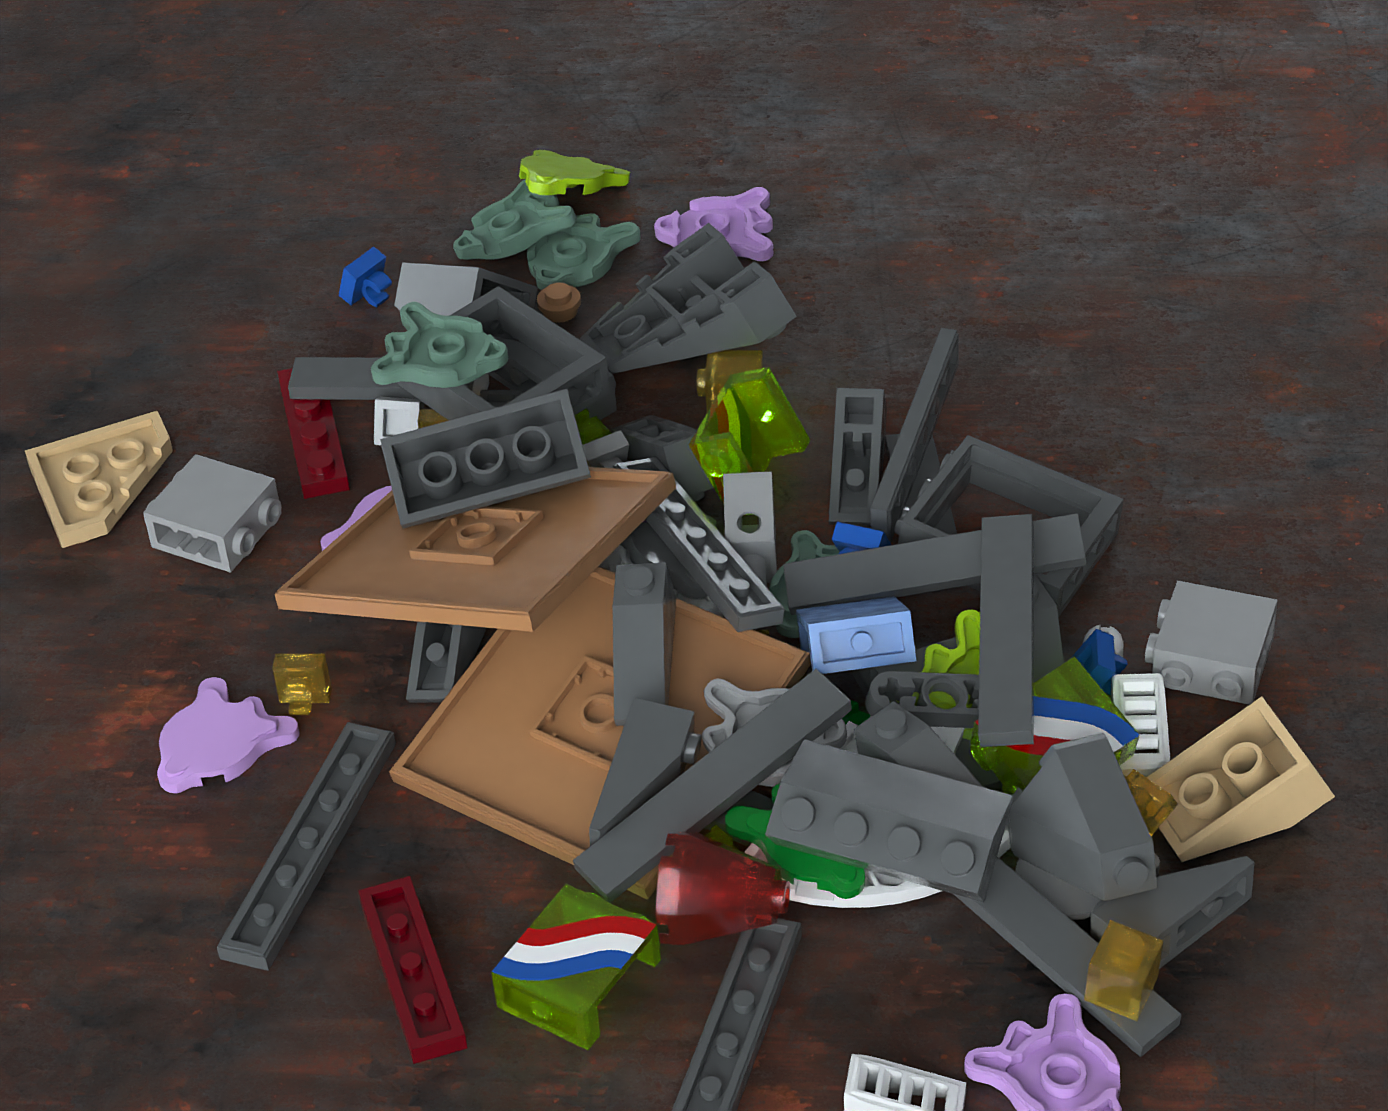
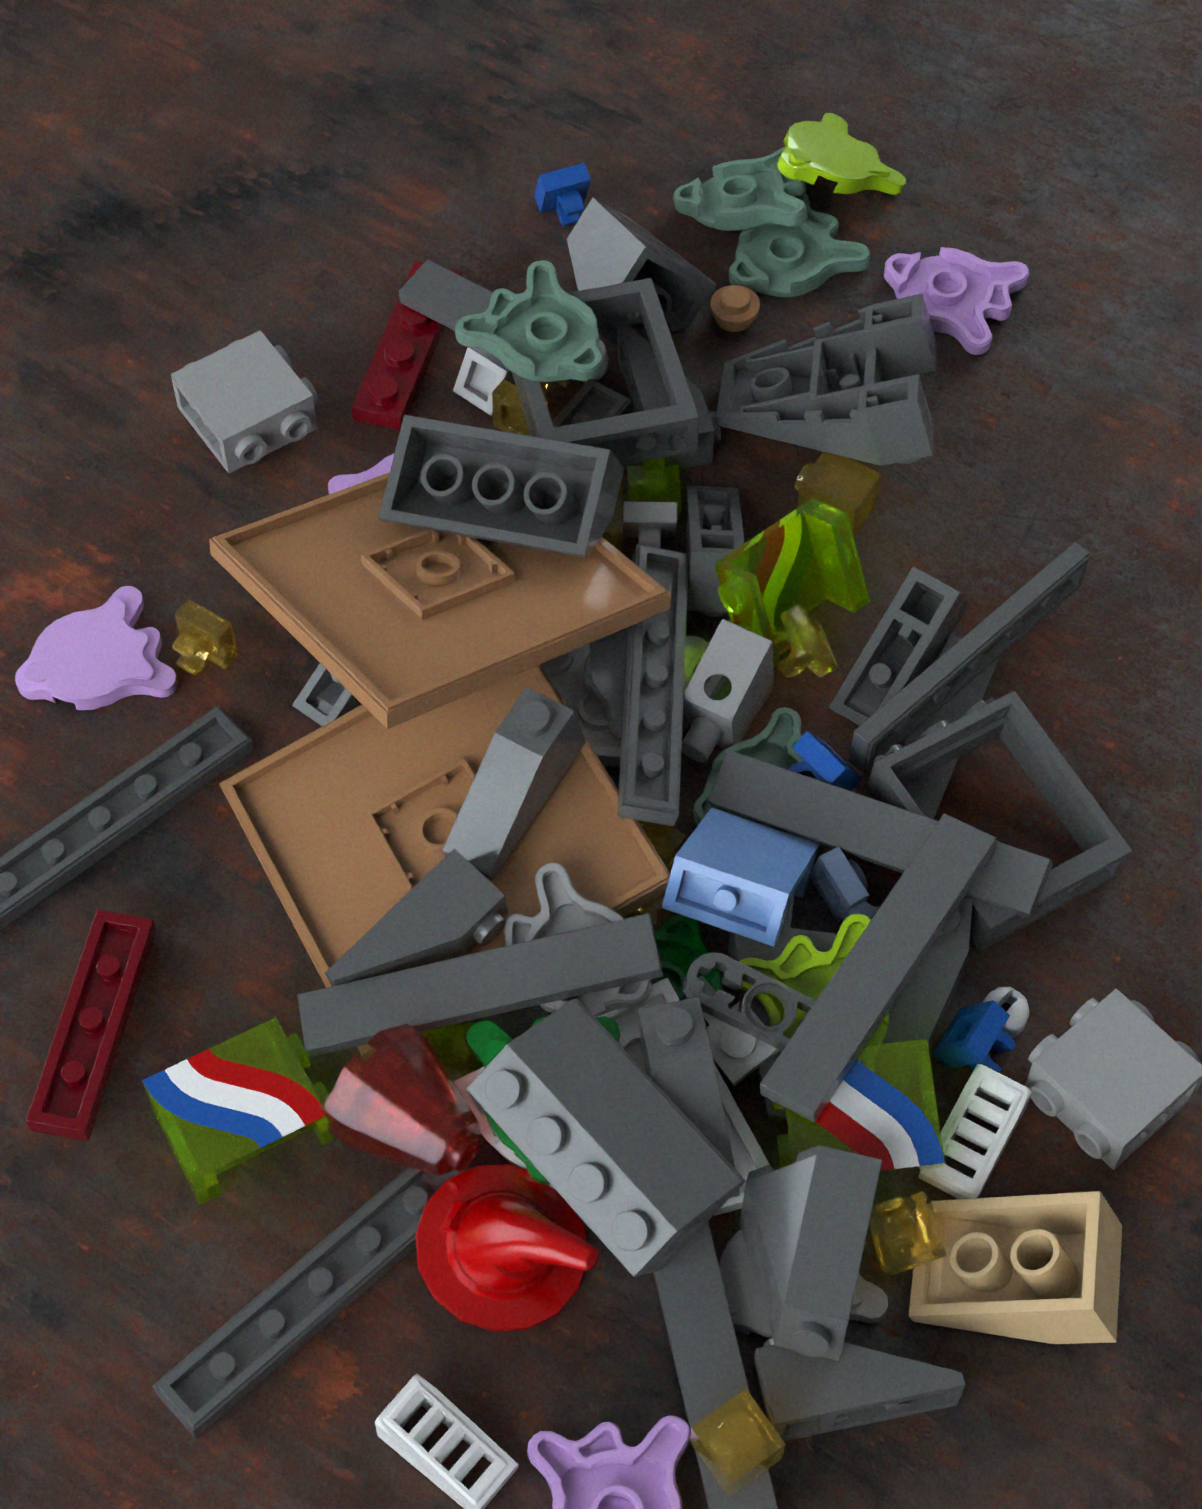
camera: 25 degrees right, 15 degrees up
(97, 474) = (177, 299): tan plate -> none
(786, 486) = (807, 644): none -> clear yellow tile
(854, 955) = (501, 1249): none -> red piece
(930, 616) = (841, 885): none -> sand blue plate

